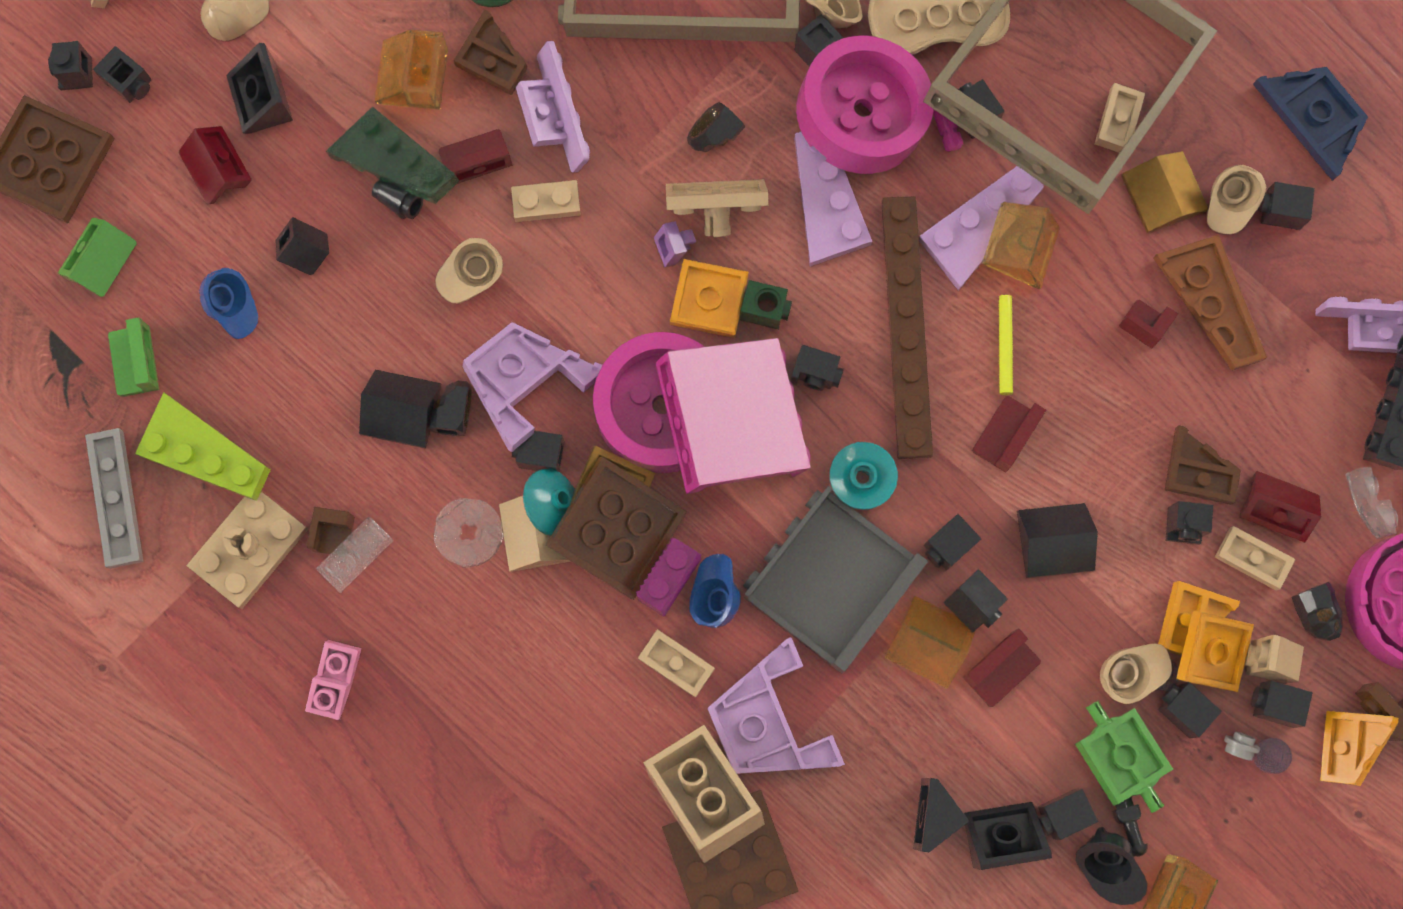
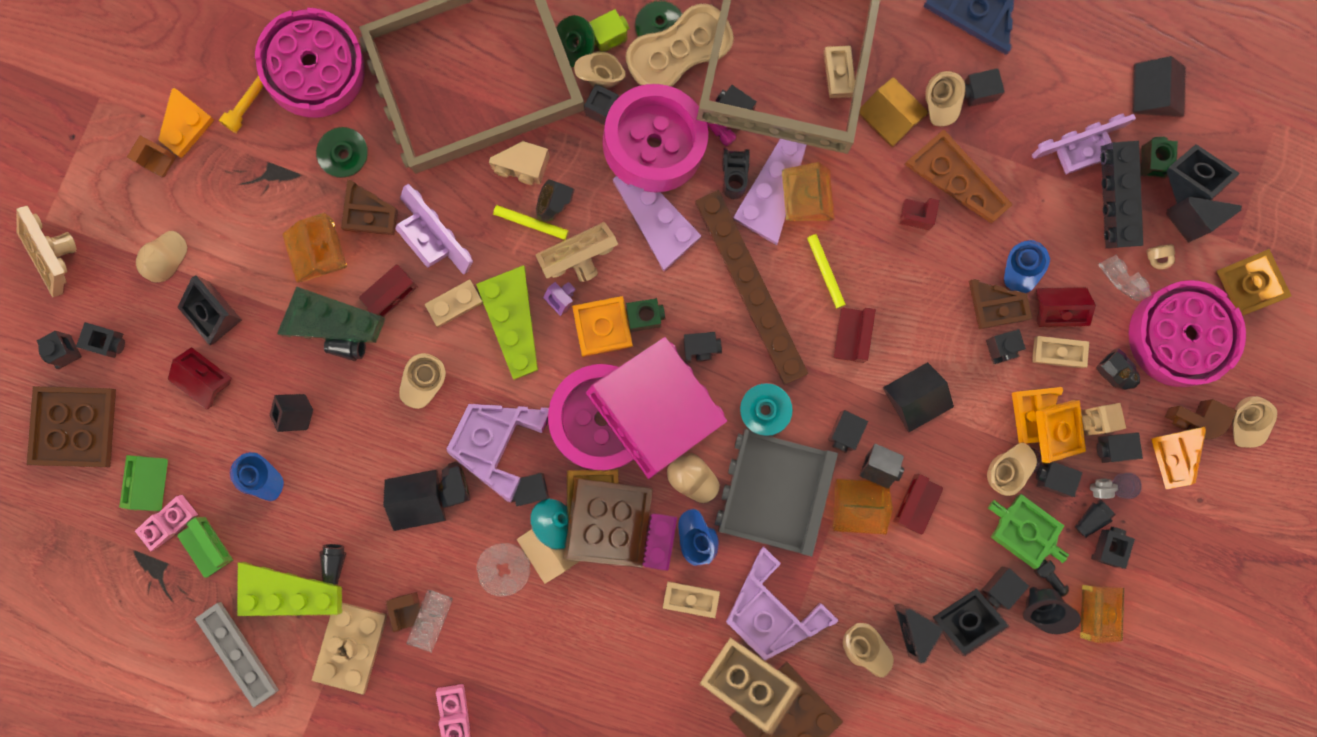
camera: 25 degrees left, 5 degrees up
(101, 314) = (166, 523): none -> bright pink slope
(271, 438) = (332, 561): none -> black cone
(606, 237) = (510, 315): none -> lime wing
(676, 145) = (530, 222): none -> neon yellow bar
(697, 70) = (522, 161): none -> tan slope
(740, 521) = (693, 478): none -> tan piece
(866, 813) = (867, 649): none -> tan piece
(945, 180) = (735, 168): none -> black piece
(1214, 778) = (1095, 518): none -> black cone
(1237, 823) = (1120, 554): none -> black brick
(1253, 435) = (1026, 266): none -> blue piece

